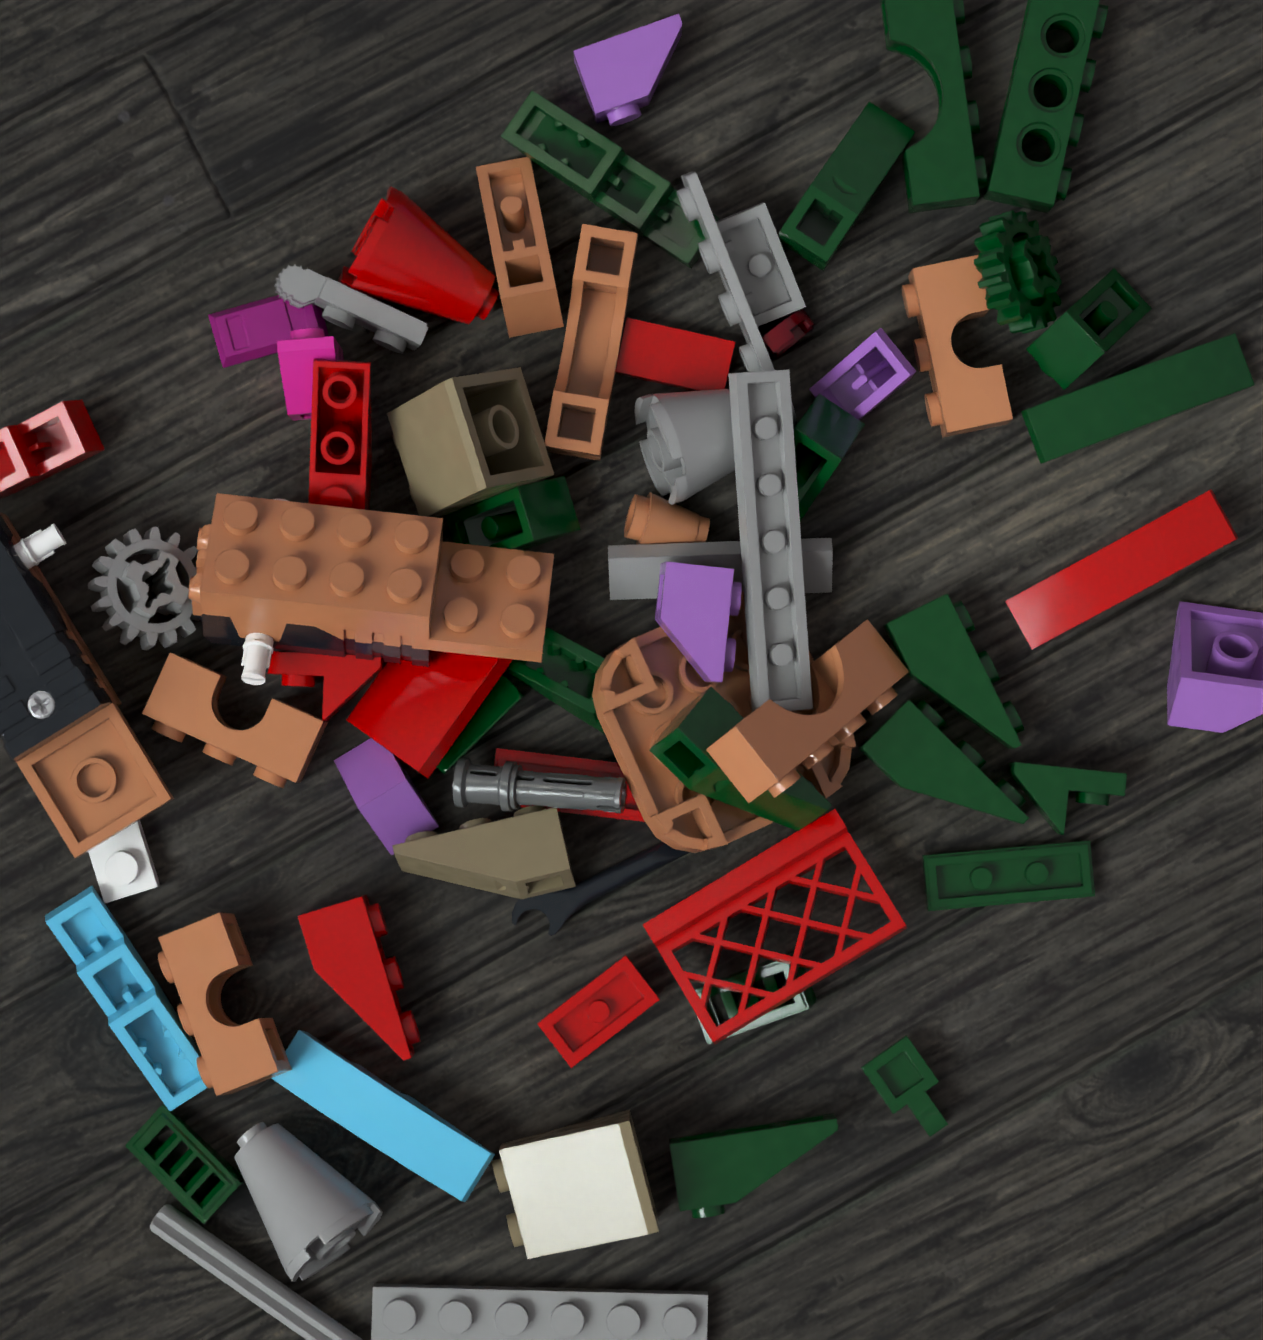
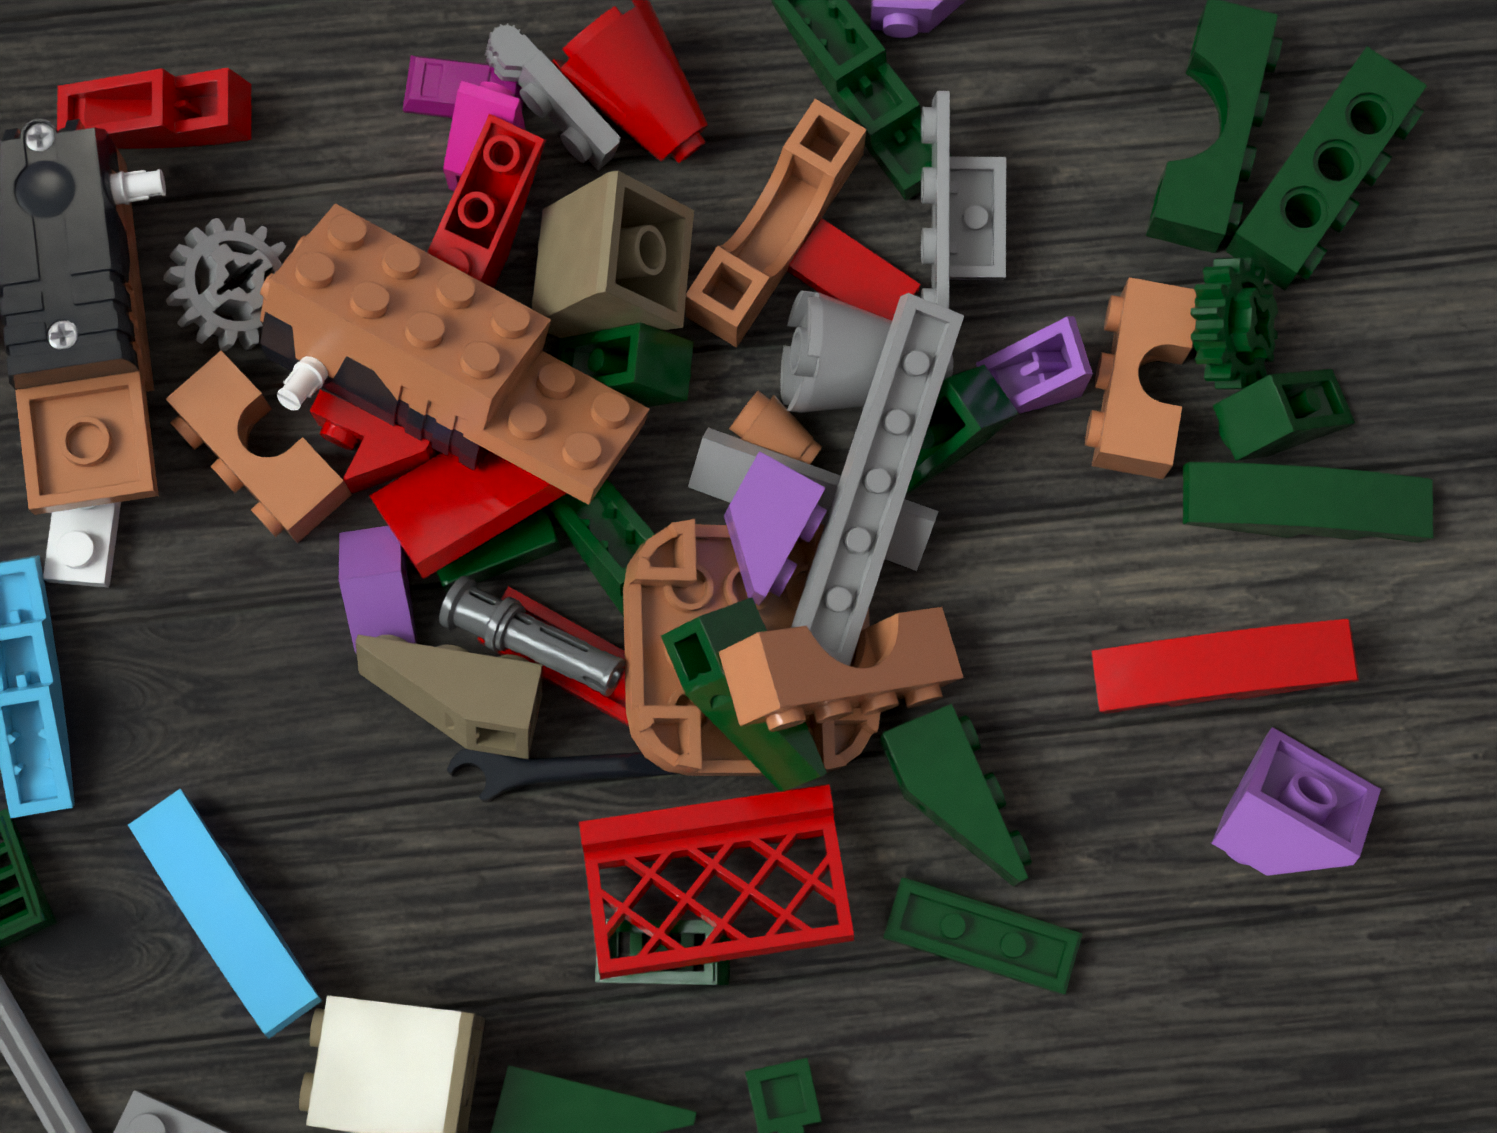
camera: 15 degrees right, 10 degrees down
(200, 963) = (108, 677): nougat arch -> none
(301, 1200) = (100, 967): light grey cone -> none
(351, 960) = (266, 736): red slope -> none
(519, 247) = (743, 111): nougat slope -> none
(598, 1011) = (495, 898): red plate -> none
(787, 333) = (976, 296): dark red tile -> none
(845, 186) = (1088, 179): dark green slope -> none
(943, 660) = (1003, 685): dark green slope -> none
(1049, 788) = (1063, 855): dark green slope -> none

